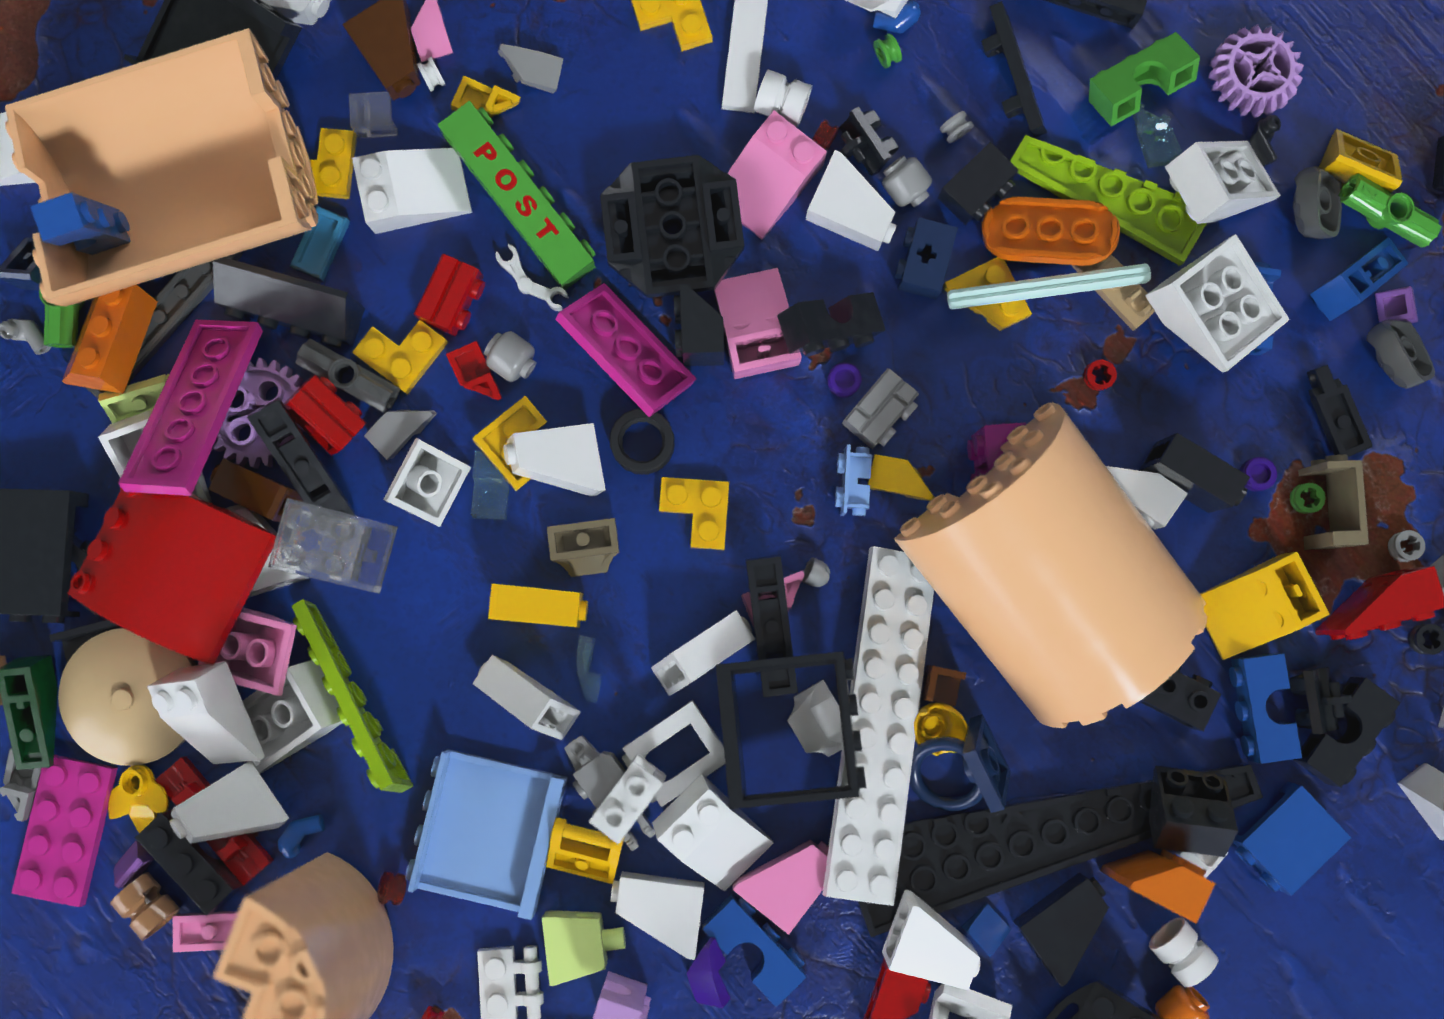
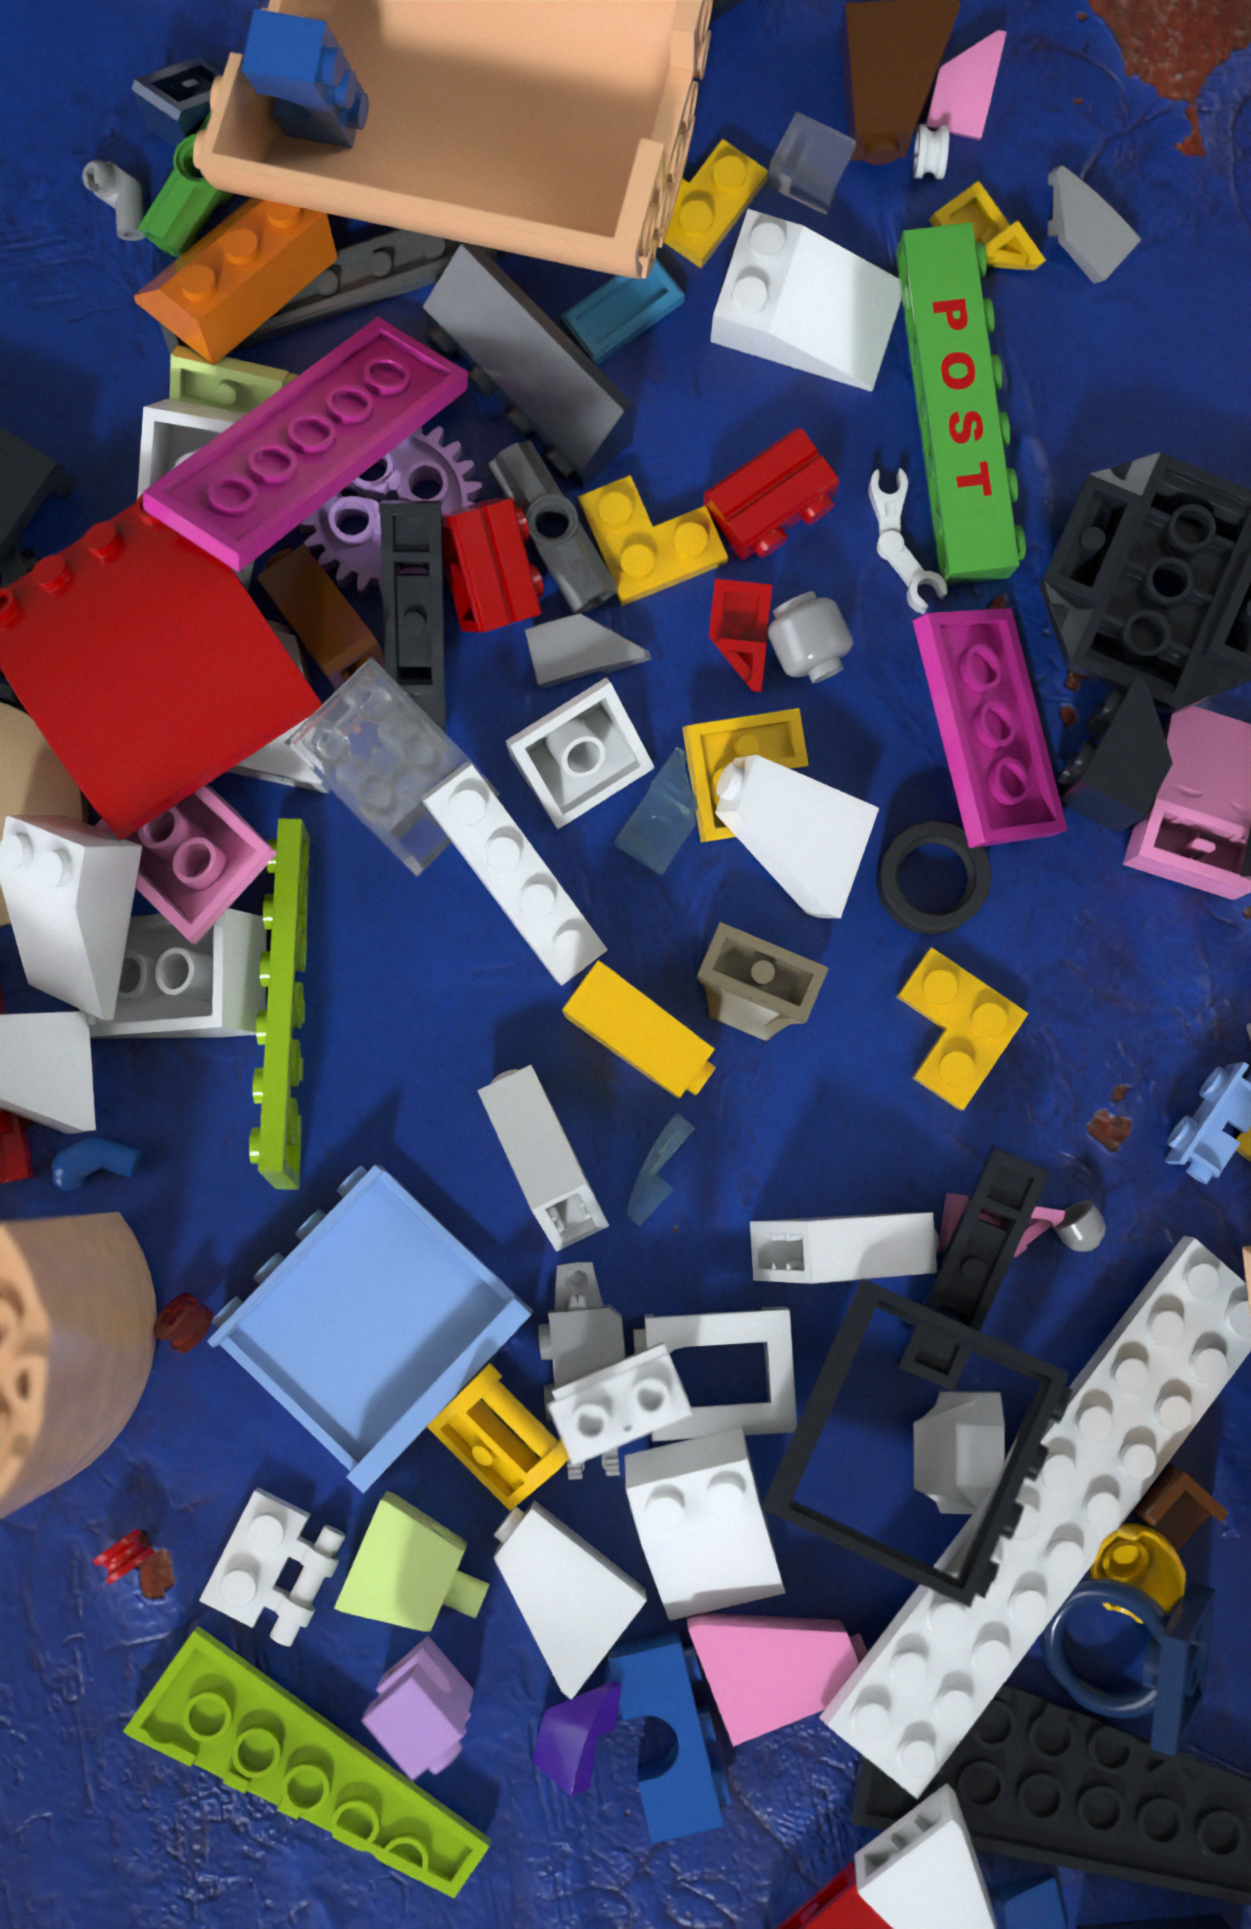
camera: 30 degrees right, 0 degrees up
(426, 563) = (513, 873): none -> white plate

